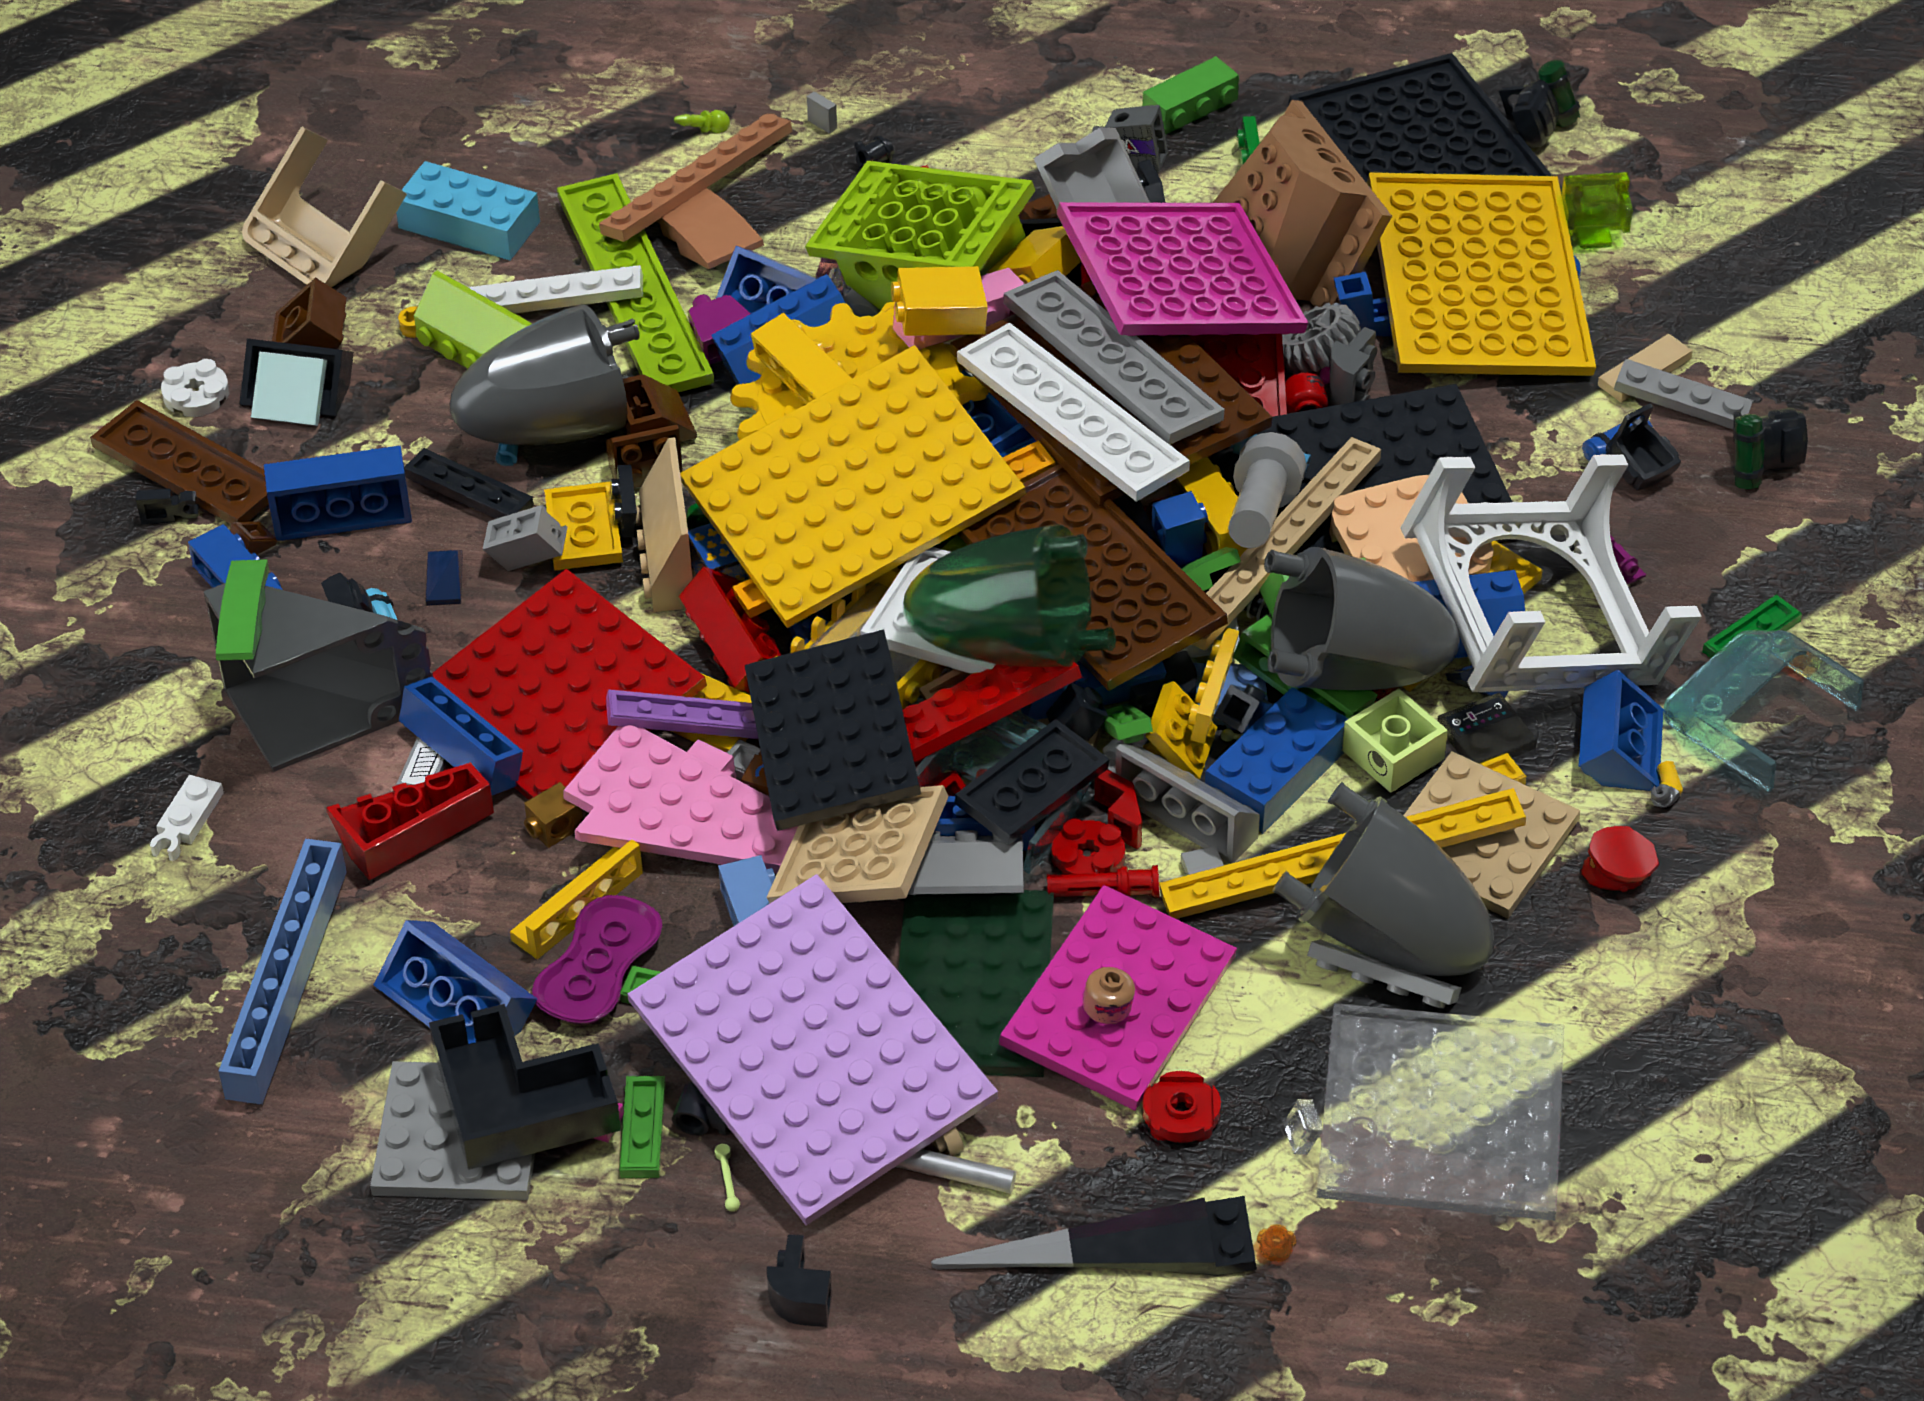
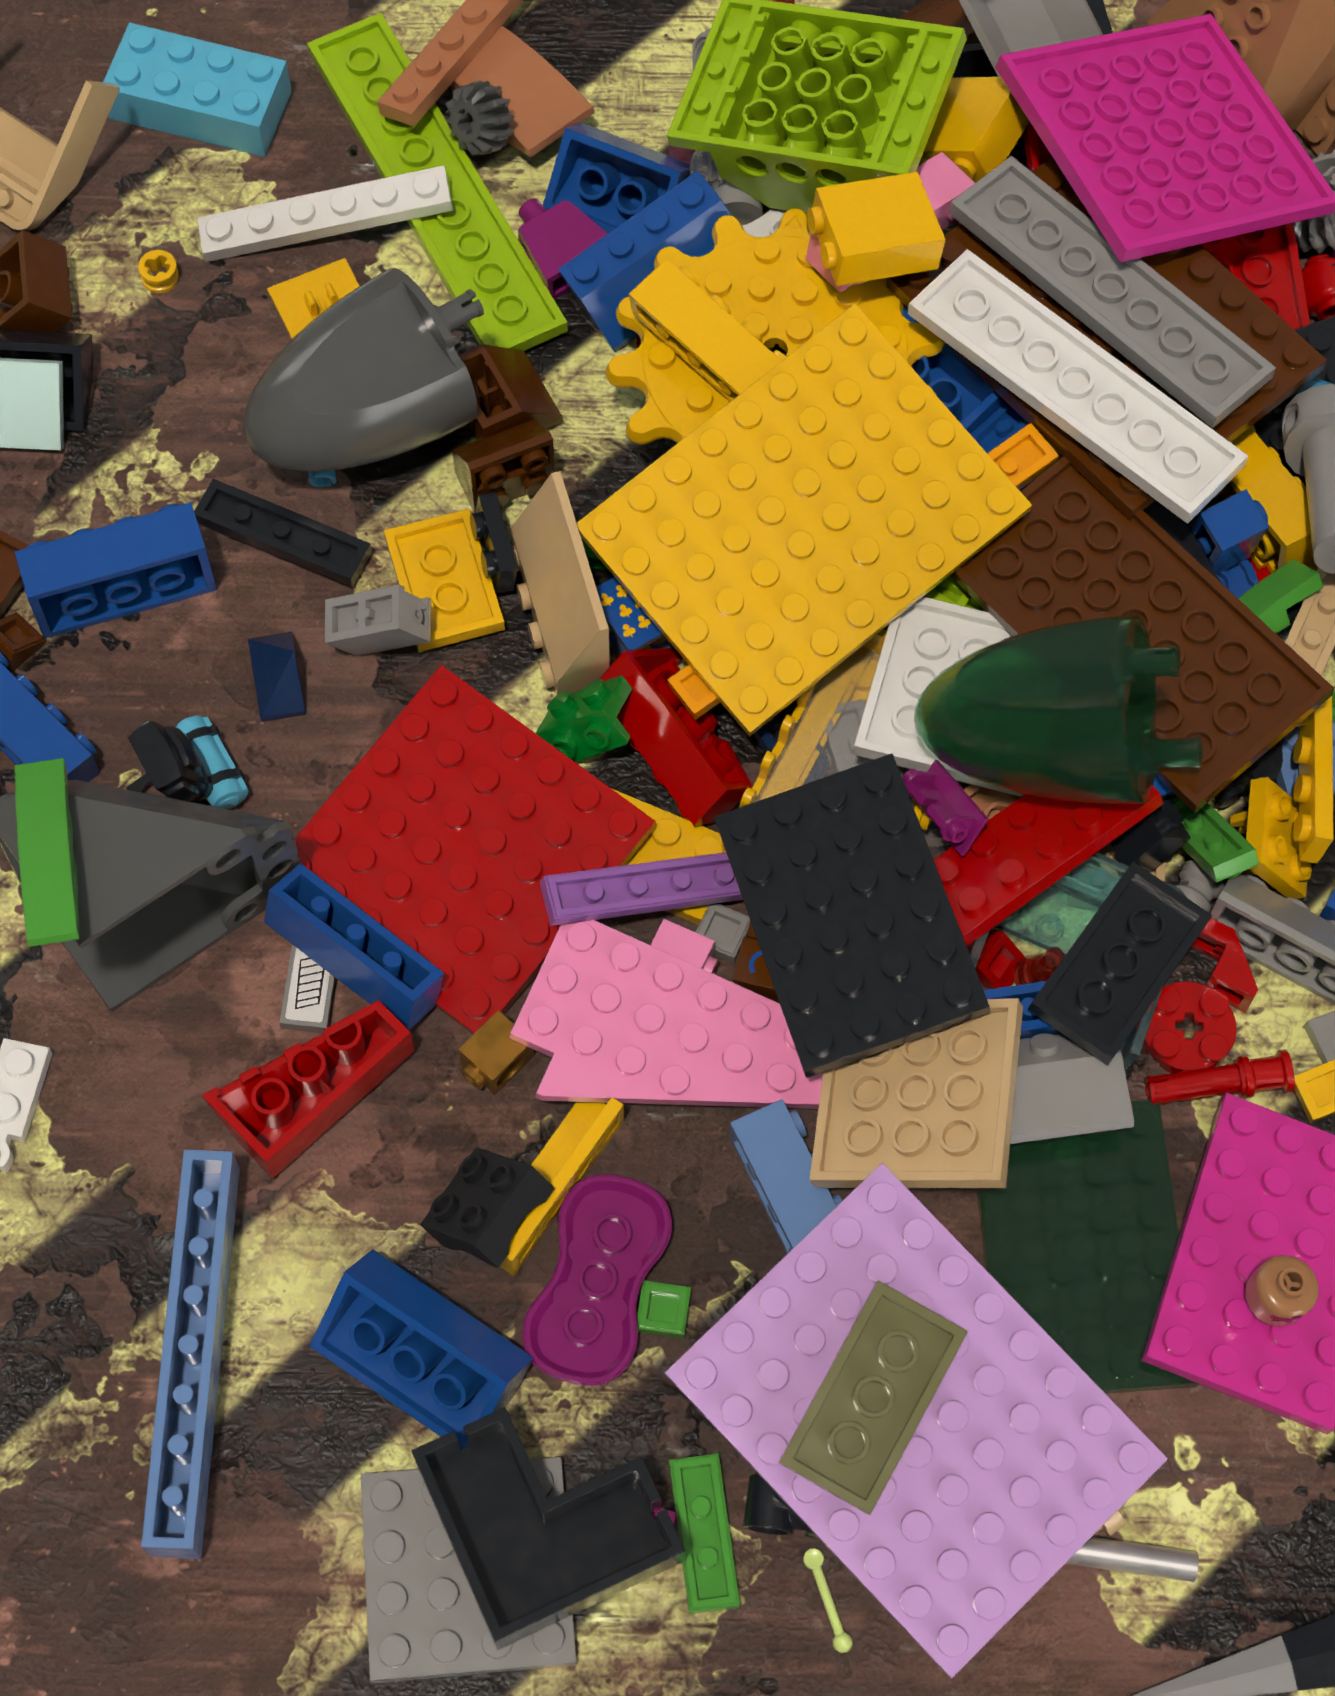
camera: 10 degrees left, 20 degrees up
(461, 321) = (239, 285): lime slope -> none
(521, 897) = (485, 1205): none -> black brick
(672, 615) = (586, 720): none -> green bracket
(674, 237) = (480, 118): none -> dark grey gear
(776, 1016) = (873, 1397): none -> olive plate
(918, 669) = (946, 805): none -> magenta hinge

